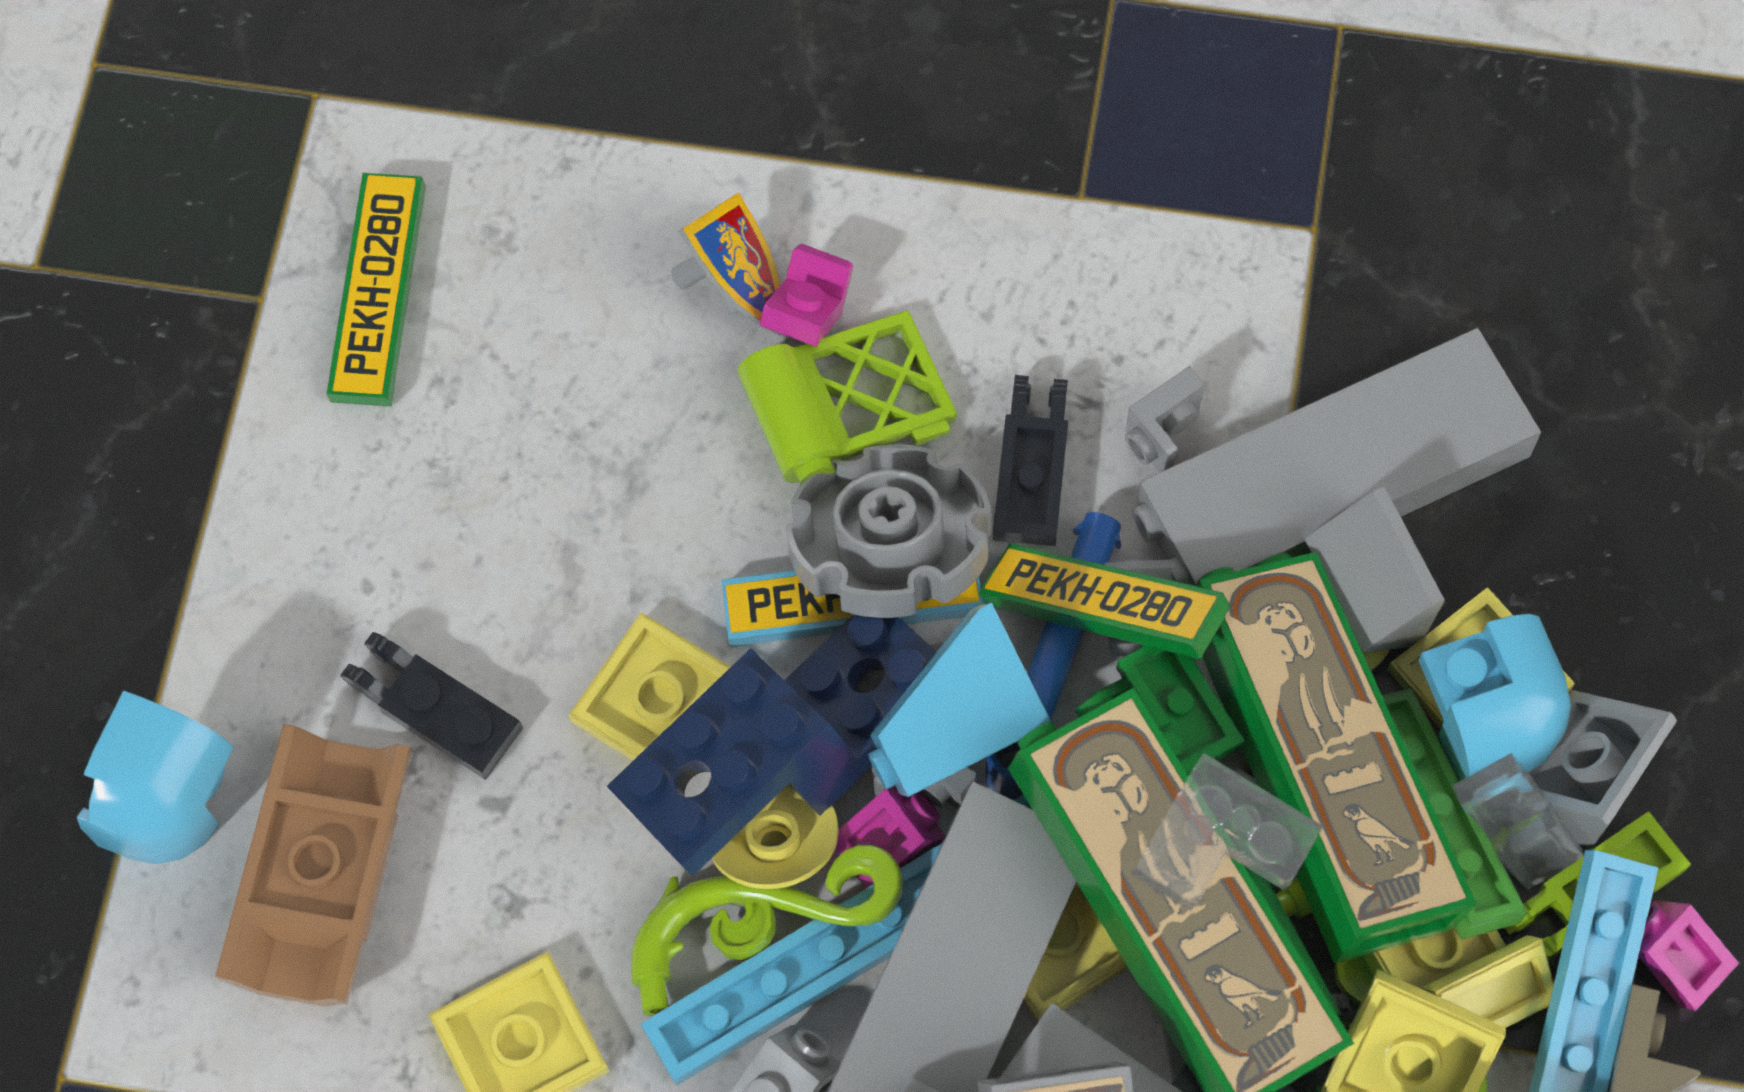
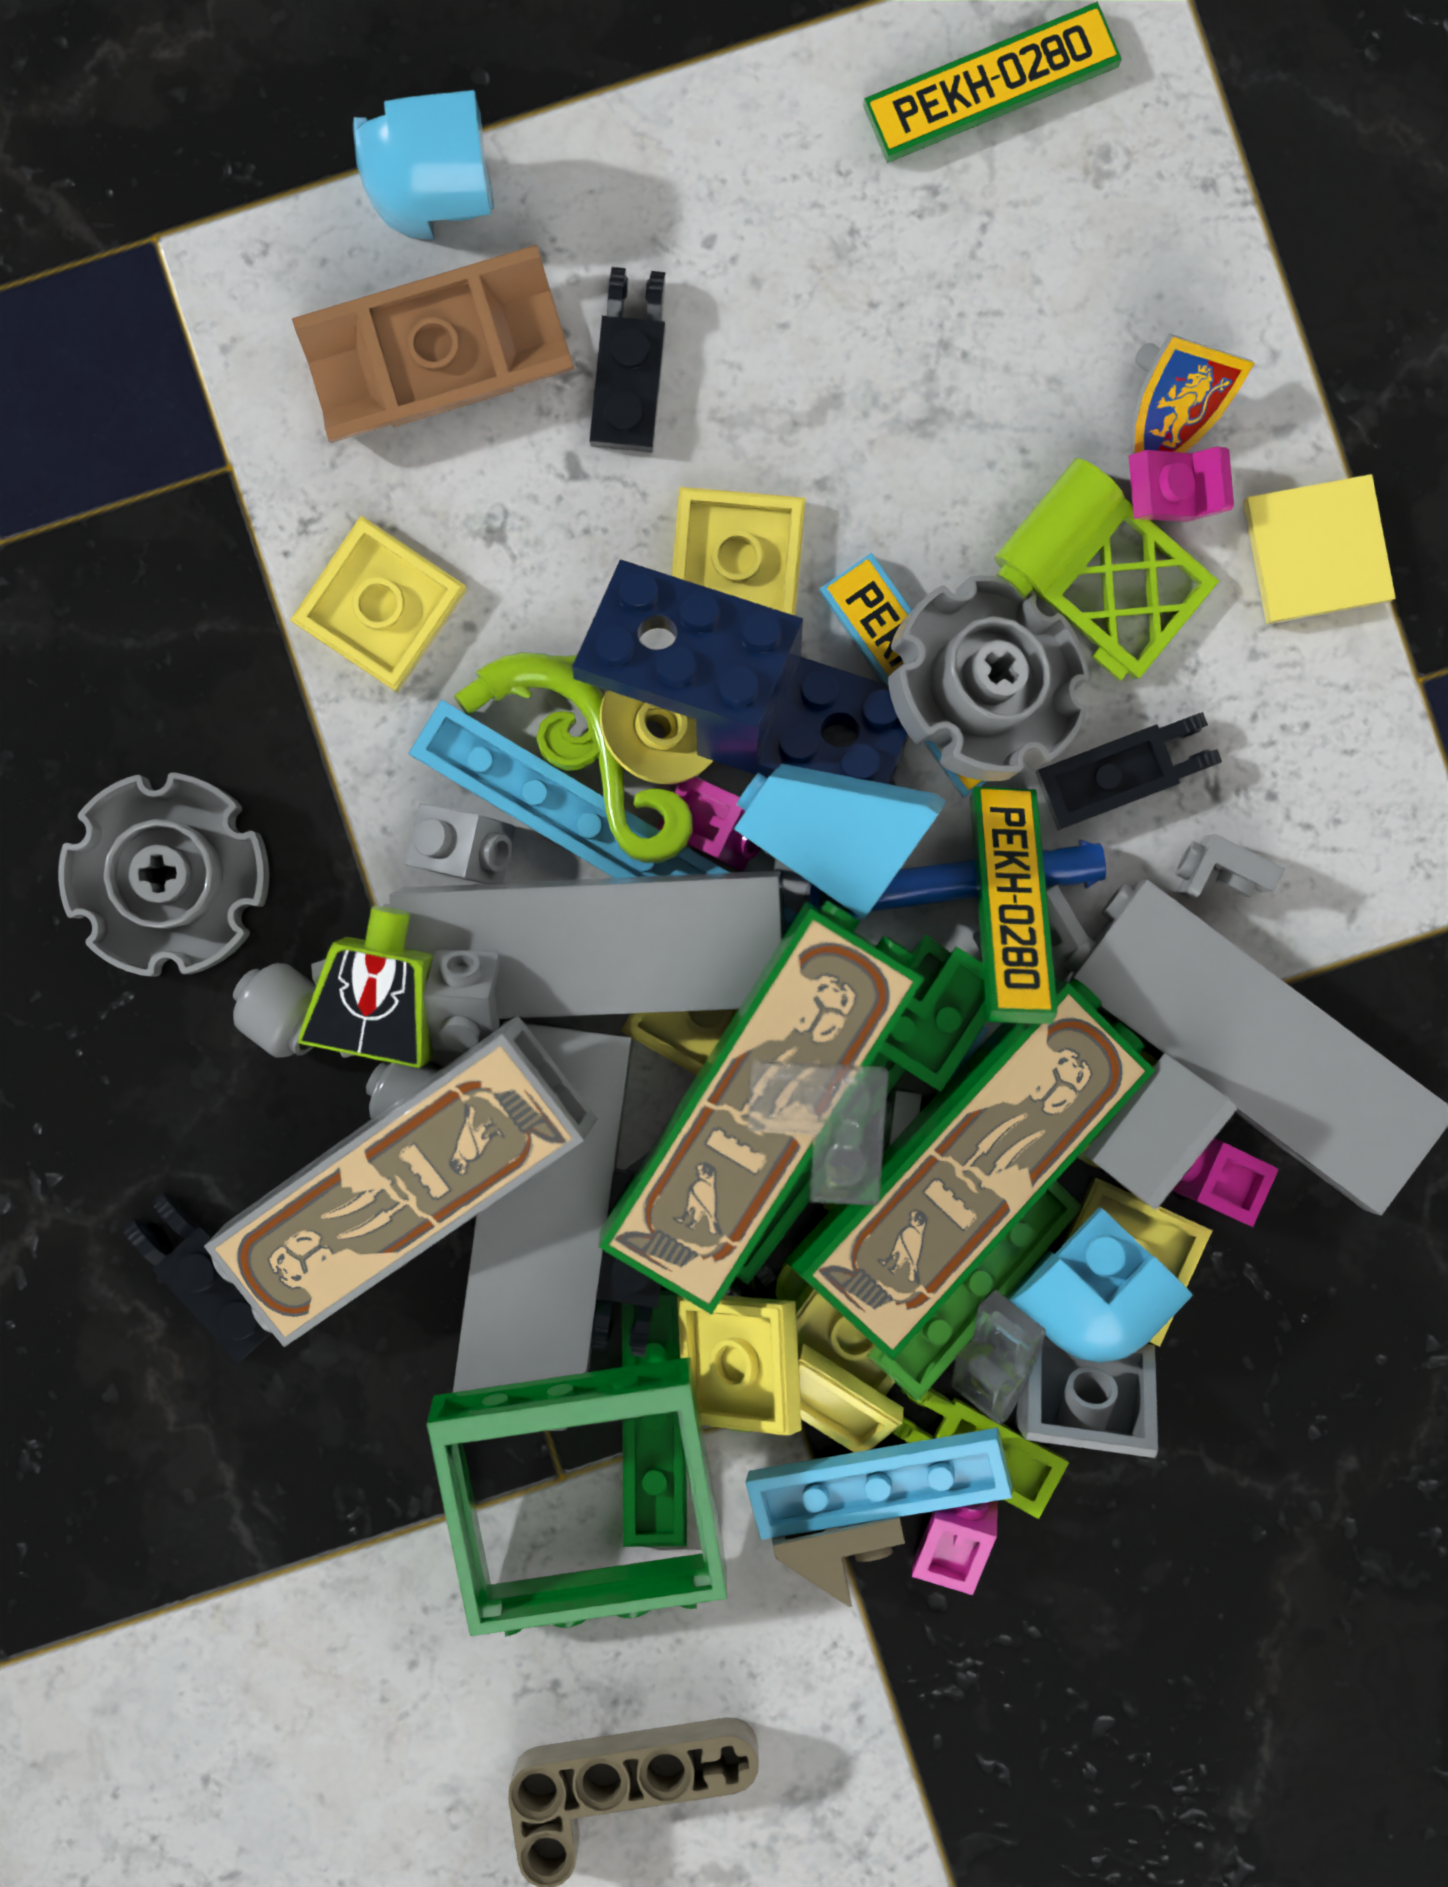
camera: 55 degrees right, 20 degrees up
(925, 220) = (1319, 549): none -> light yellow tile
(1453, 547) = (1228, 1181): none -> dark pink bracket

